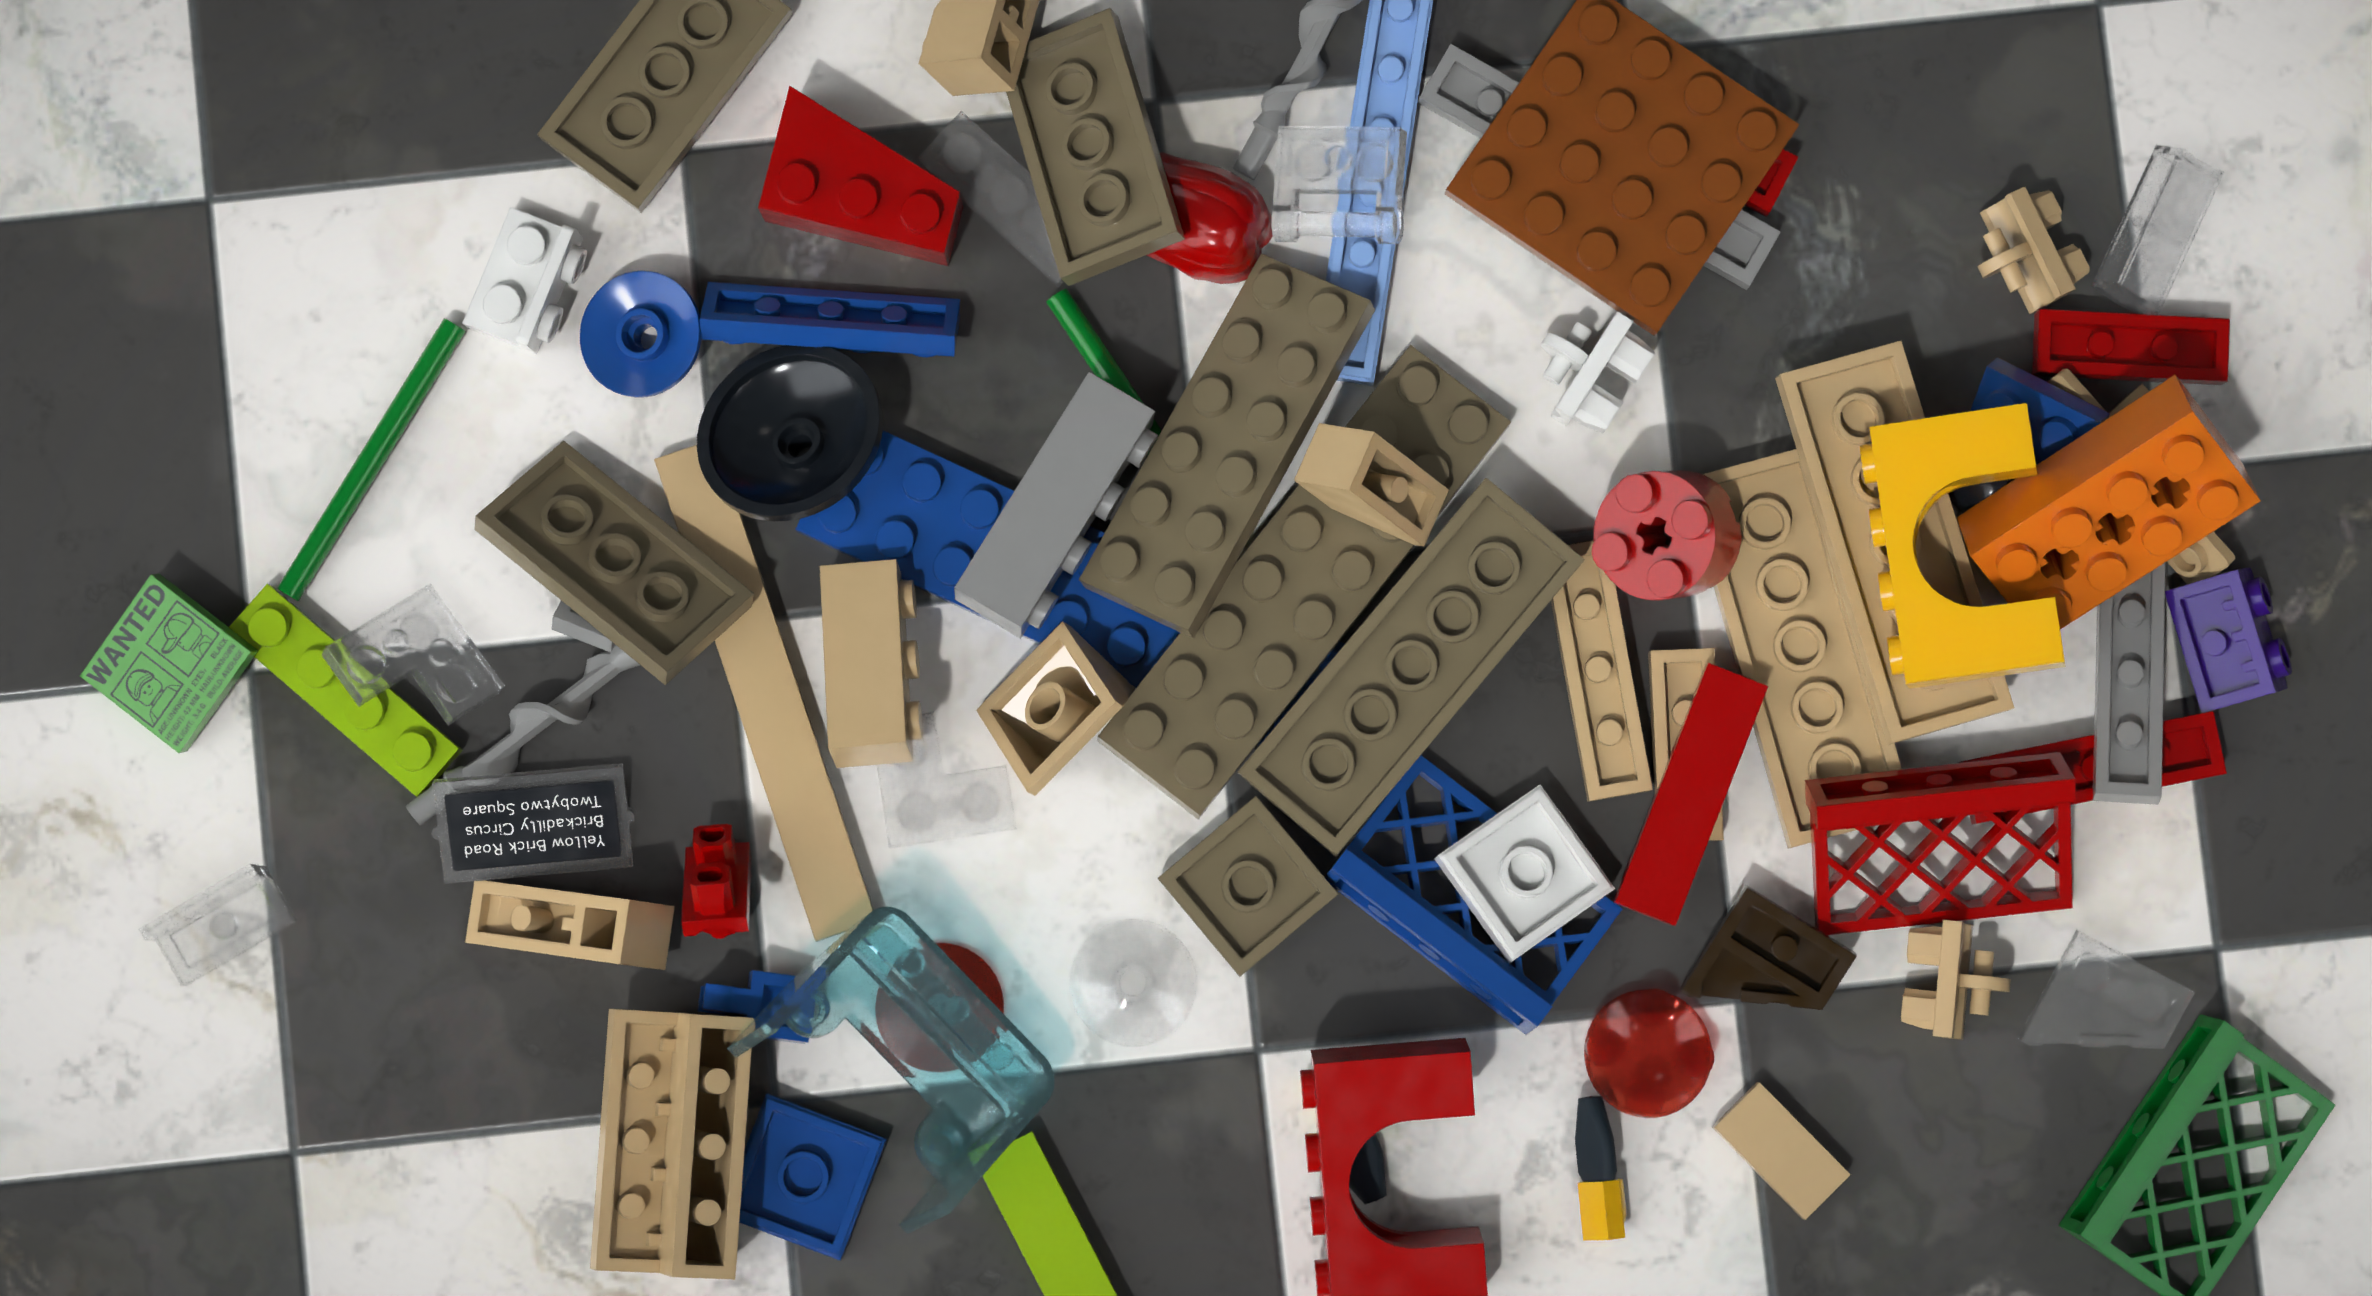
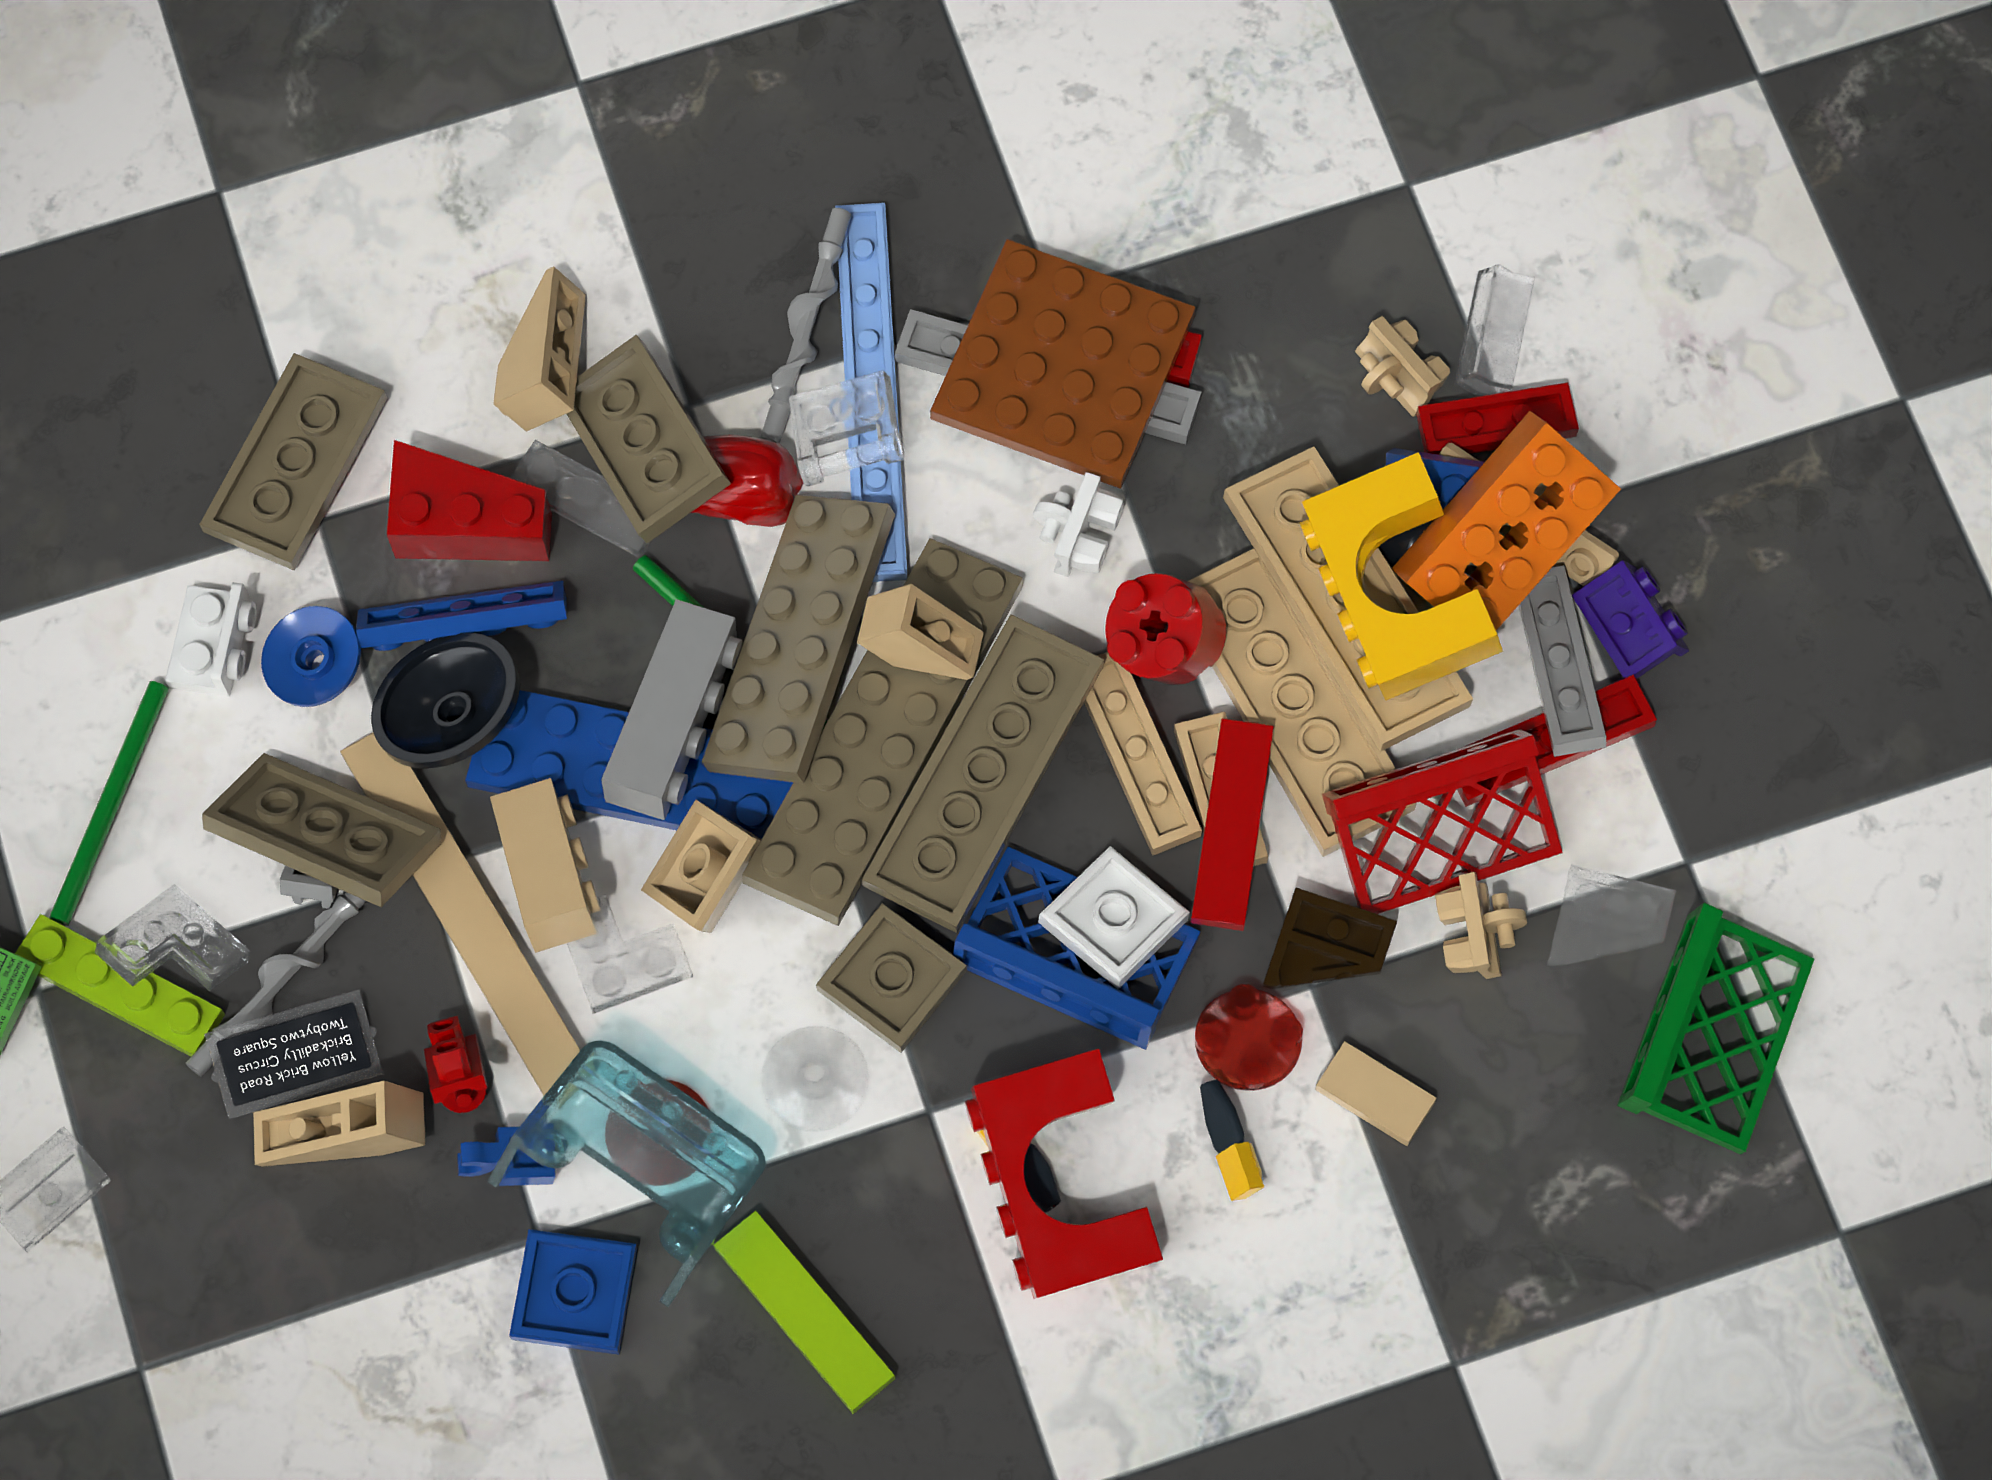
camera: 10 degrees left, 15 degrees down
(671, 1145) = (457, 1281): tan brick -> none

